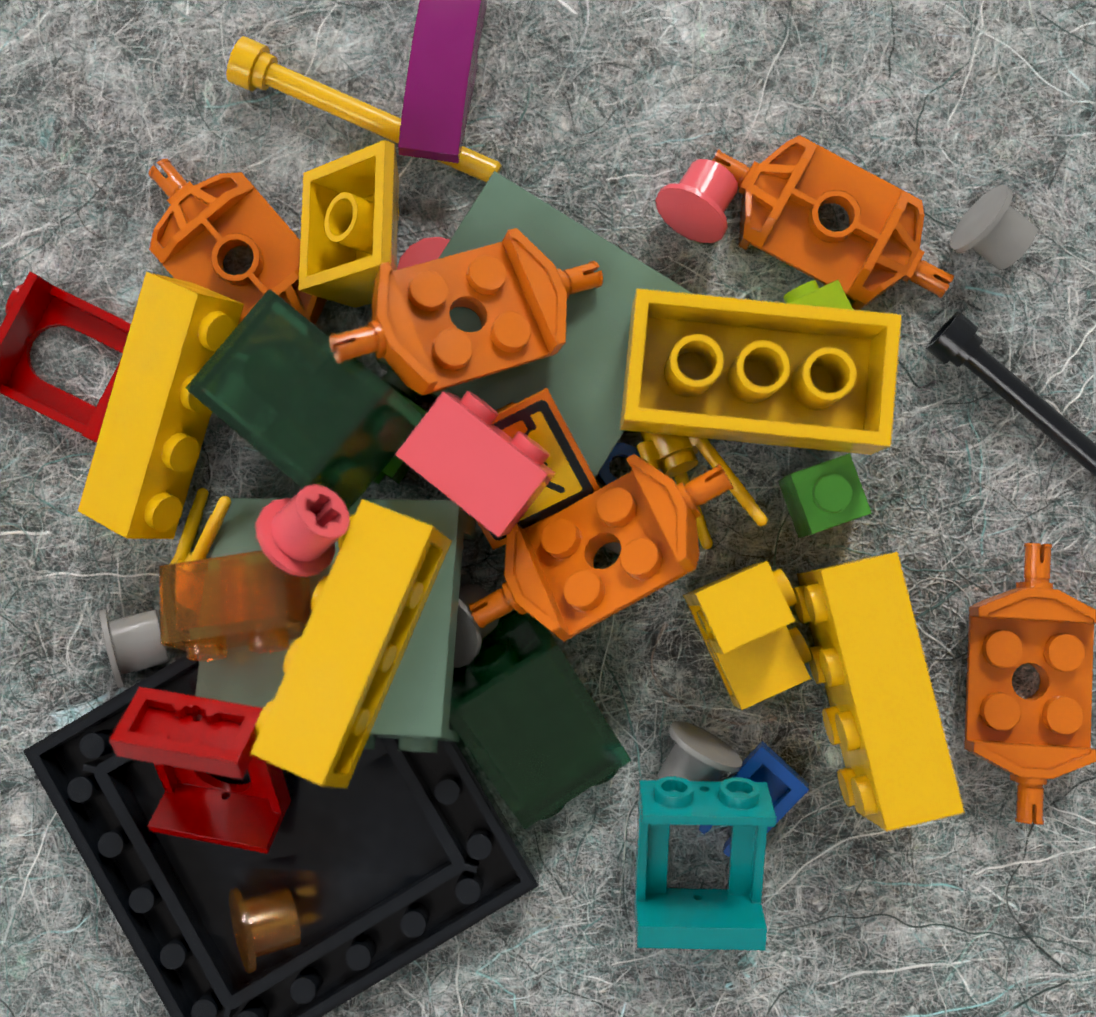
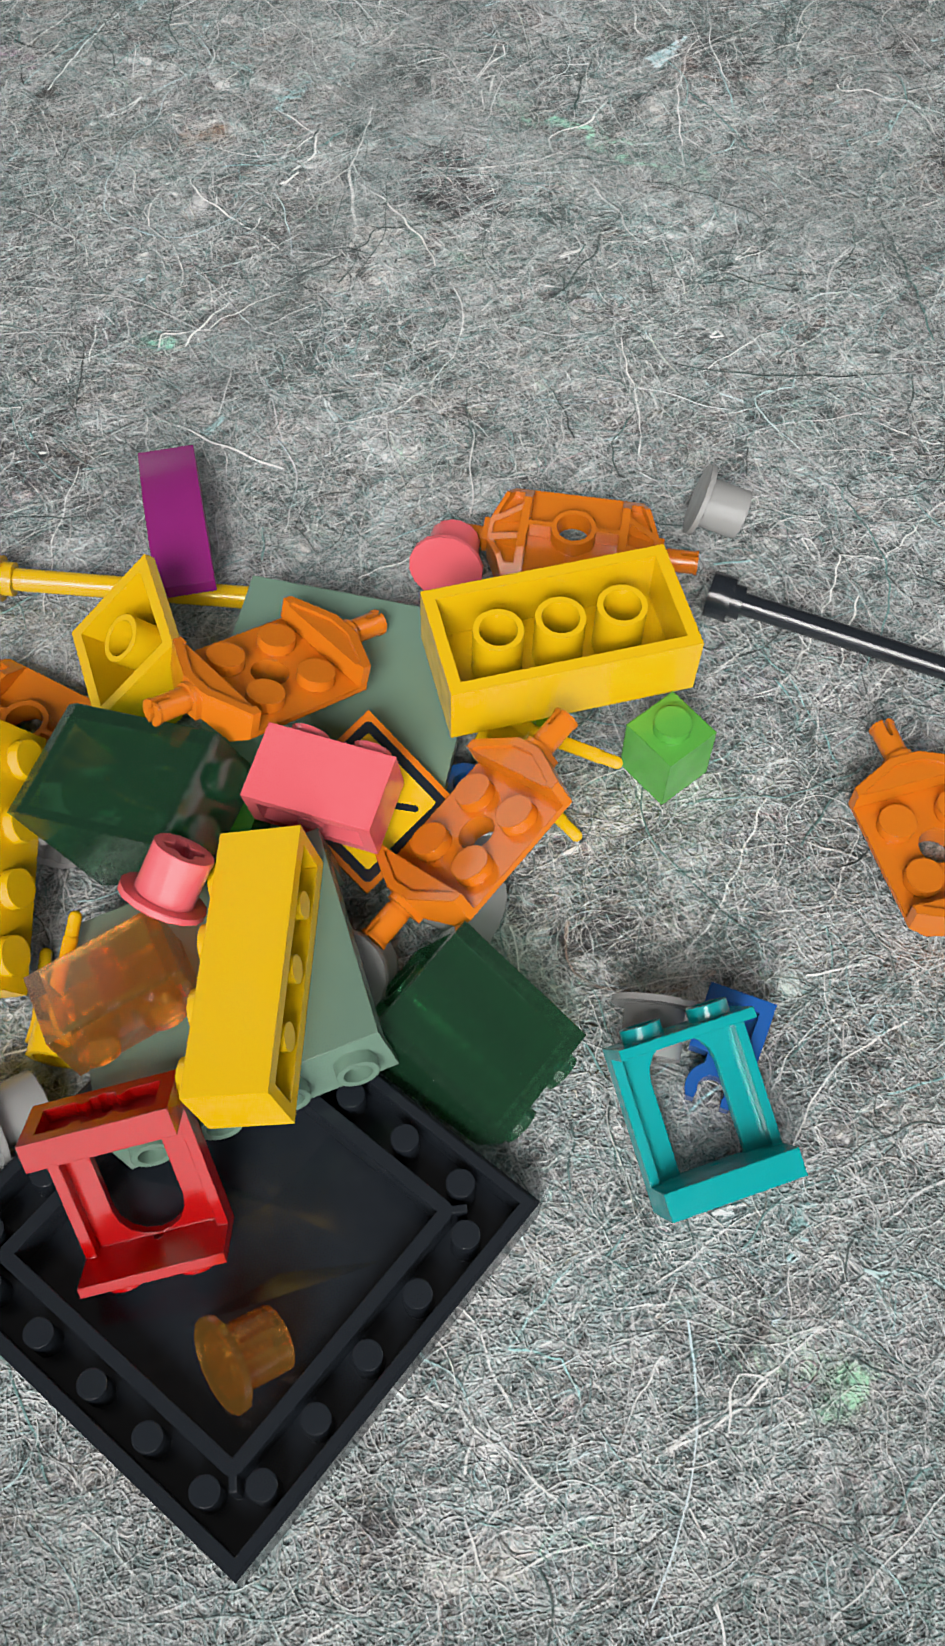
camera: 25 degrees left, 25 degrees down
(747, 633) = (640, 881): yellow brick -> none
(877, 692) = (797, 883): yellow brick -> none

